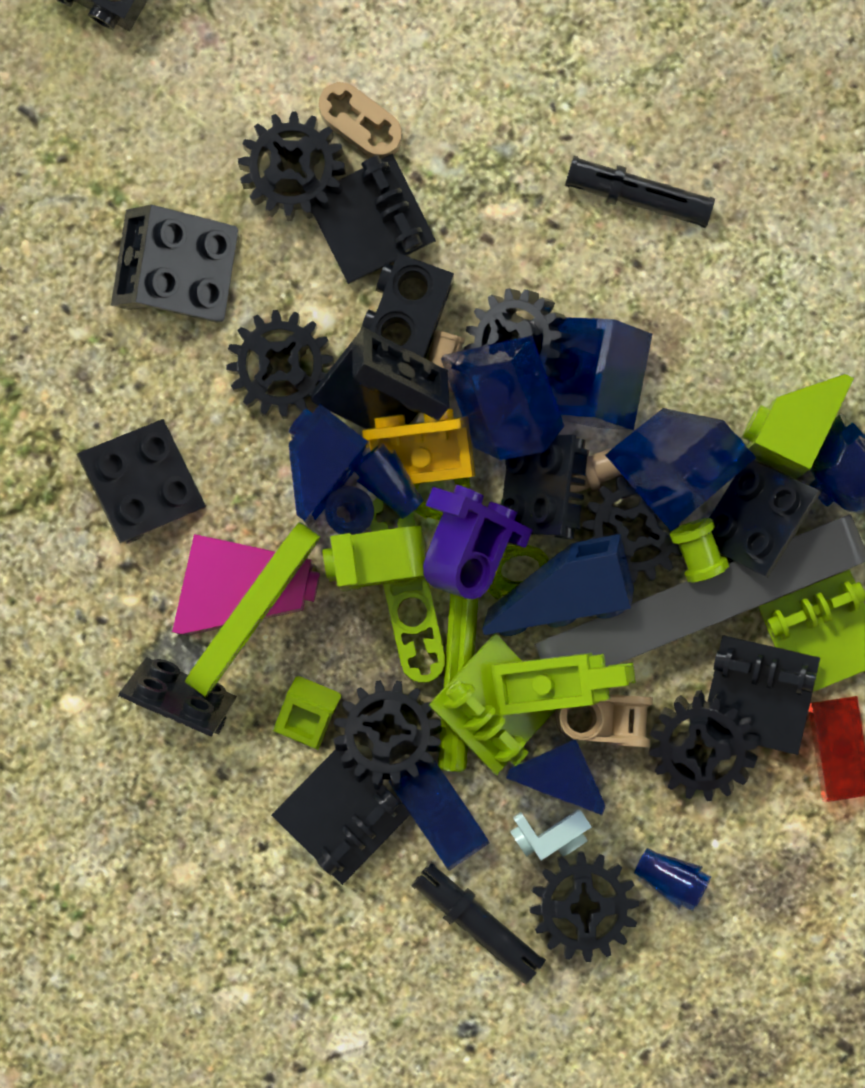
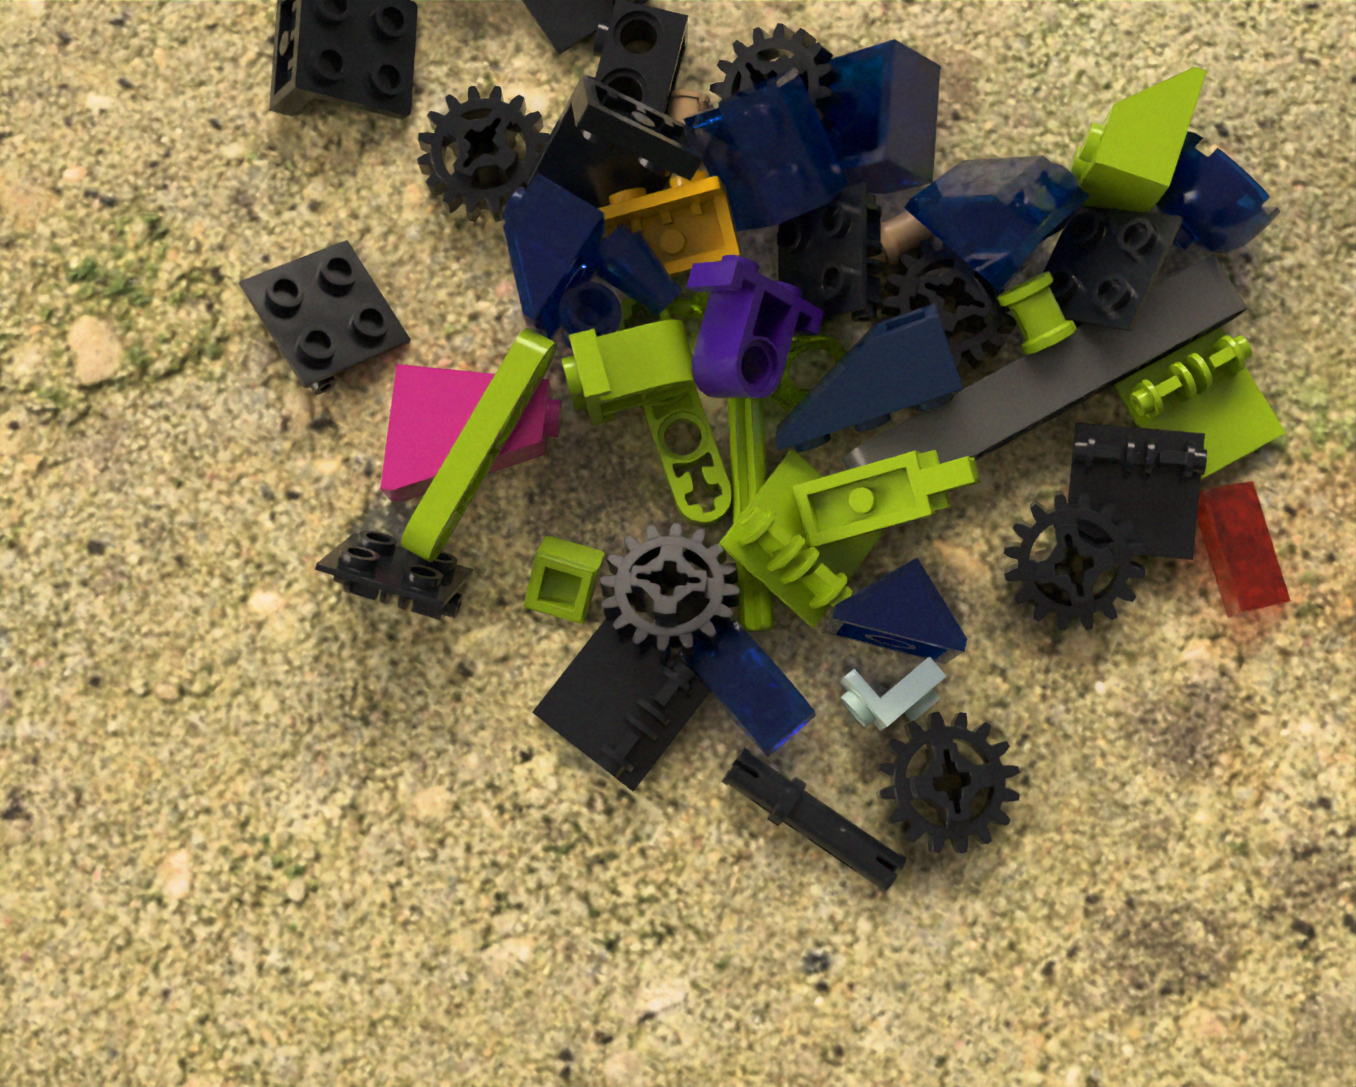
camera: 10 degrees left, 5 degrees down
(611, 722) = (955, 542): tan piece -> none
(673, 878) = (1057, 734): clear blue cone -> none

